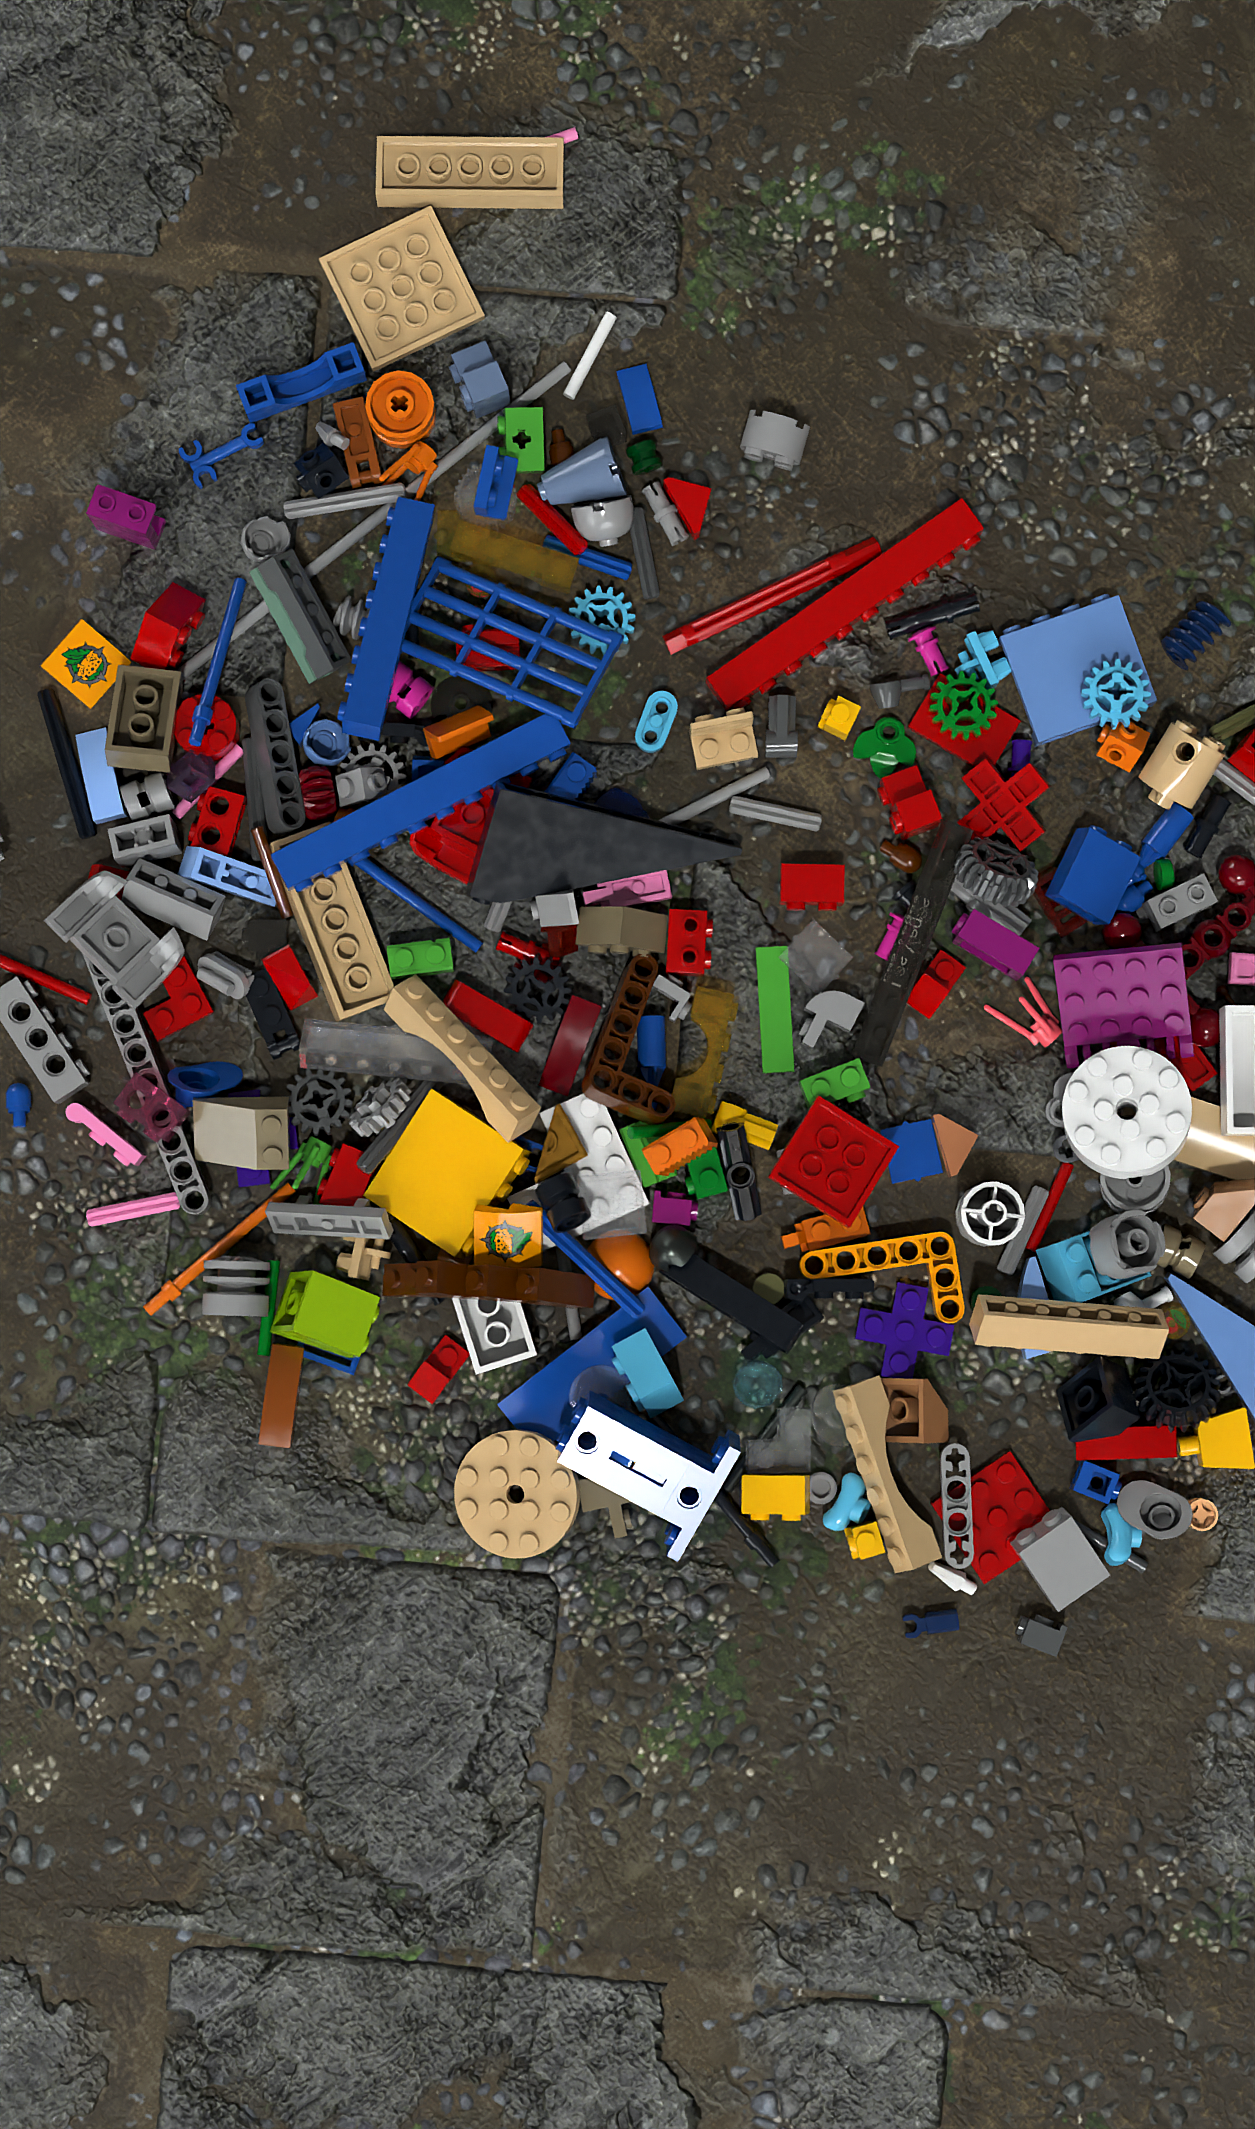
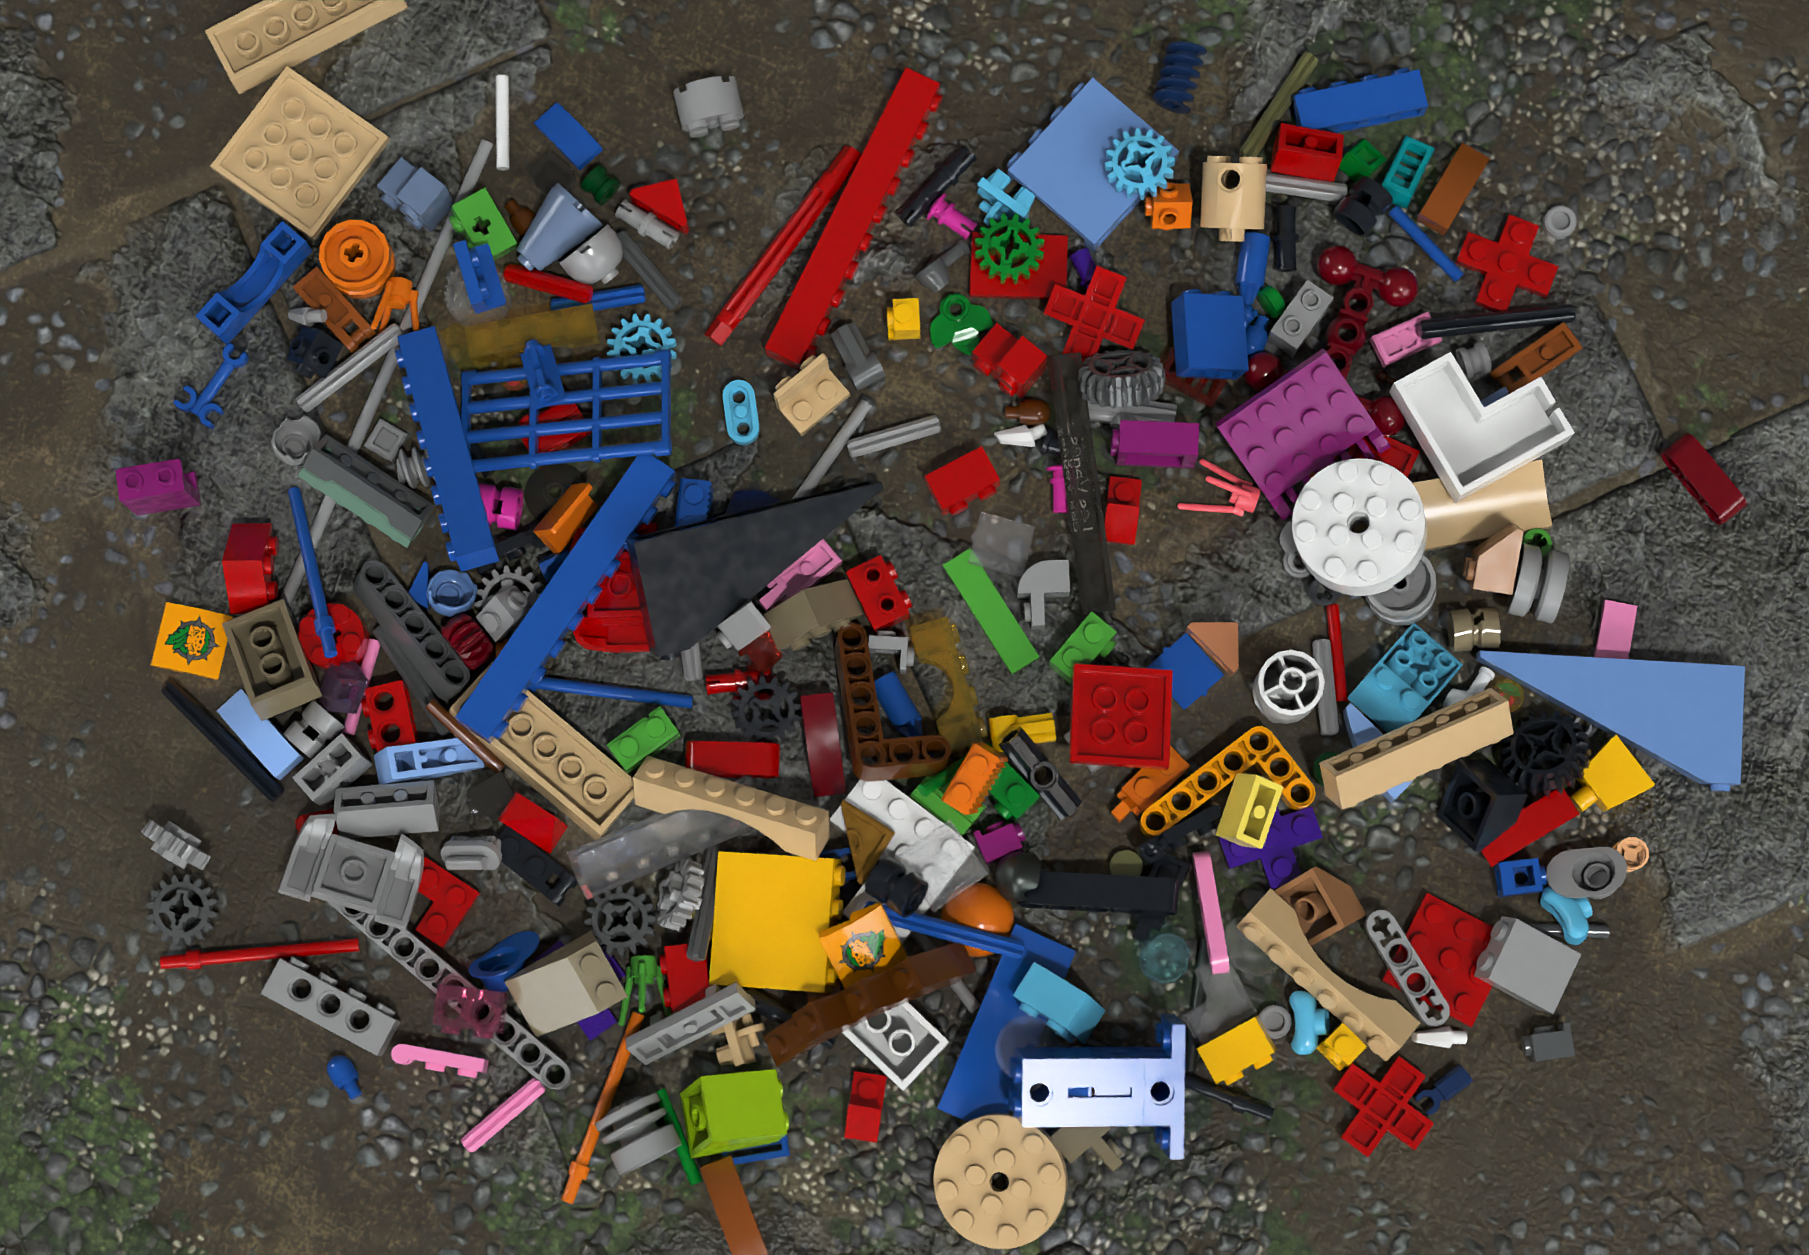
camera: 25 degrees left, 5 degrees down
(341, 580) = (386, 441): none -> light grey tile
(503, 598) = (542, 374): none -> blue hinge
(817, 1367) = (1210, 912): none -> bright pink beam
(871, 1609) = (1382, 1106): none -> red plate
(884, 872) = (1021, 435): none -> white bar
(897, 1301) = (1249, 810): none -> light yellow brick
(1126, 1244) = (1426, 646): light grey brick -> none

